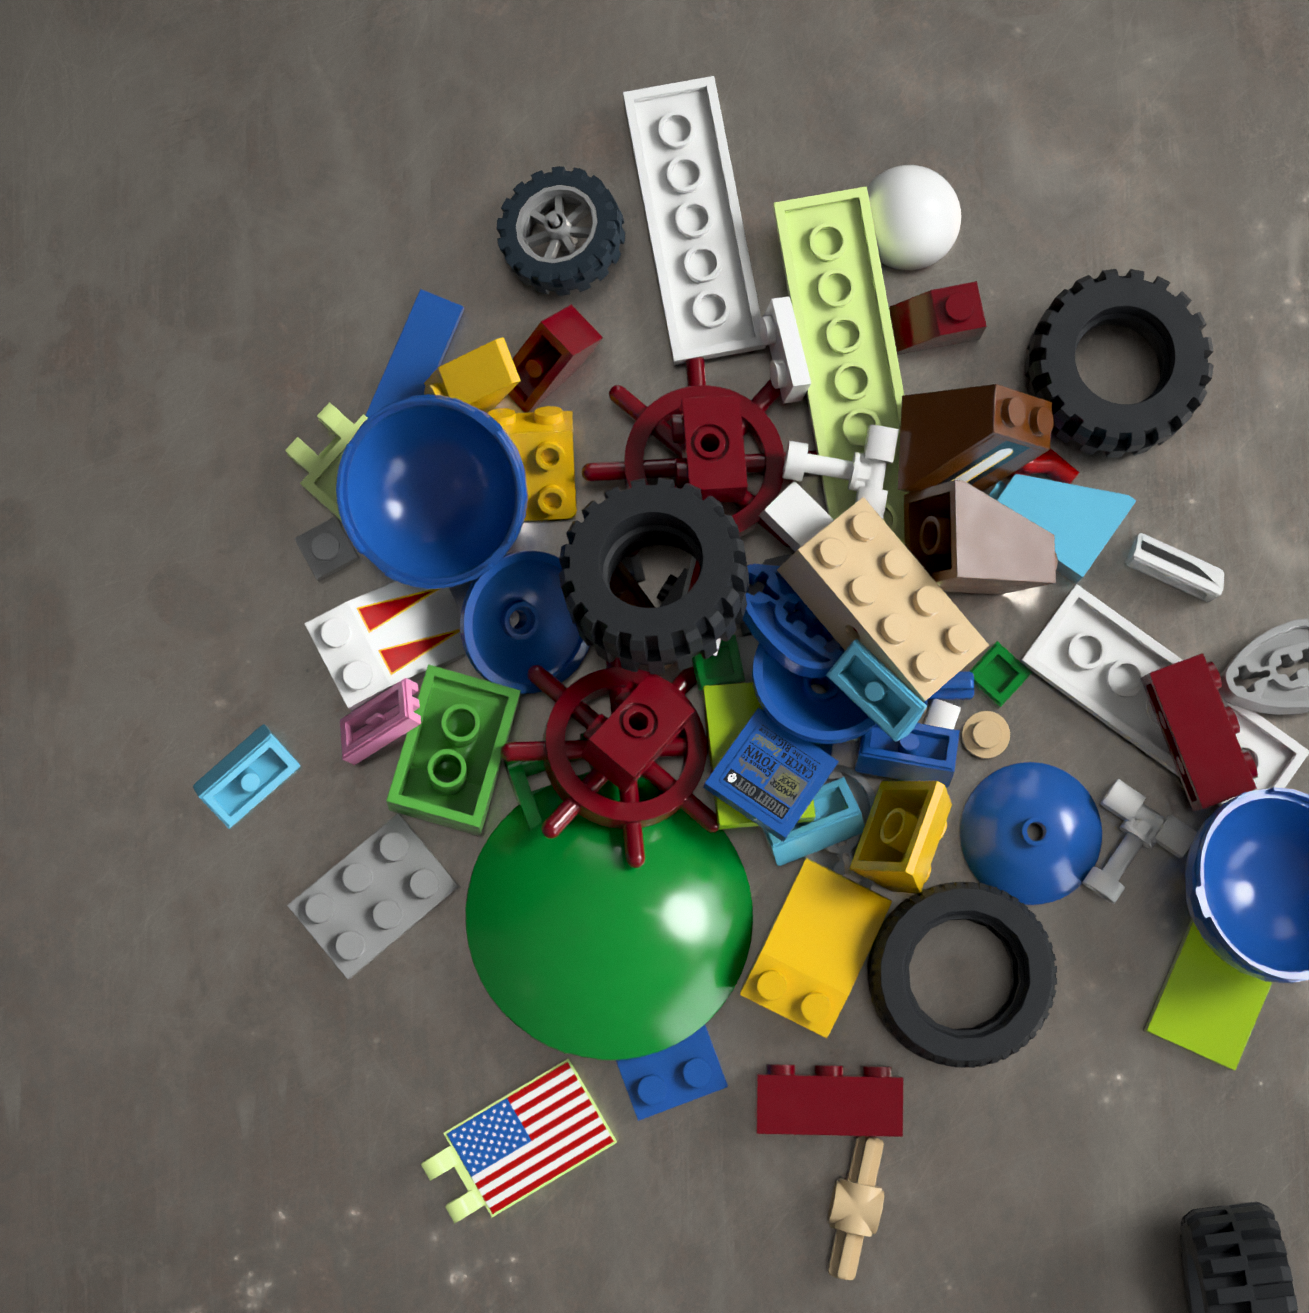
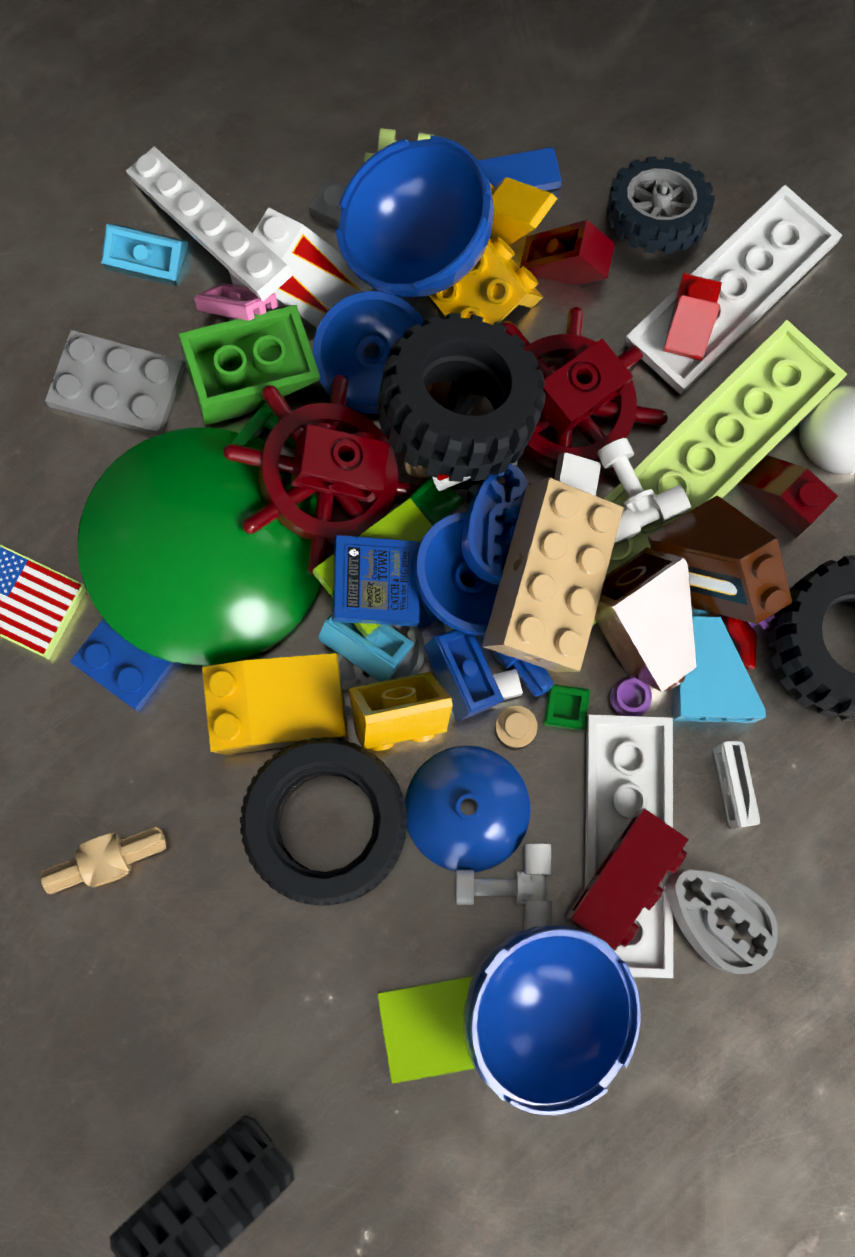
camera: 55 degrees right, 5 degrees down
(278, 694) = (210, 224): none -> white plate
(701, 284) = (693, 316): none -> slope
(789, 365) = (678, 409): white plate -> none
(829, 1101) = (168, 788): dark red brick -> none
(877, 691) = (486, 610): medium azure slope -> none
(1029, 609) = (630, 697): none -> medium lavender plate

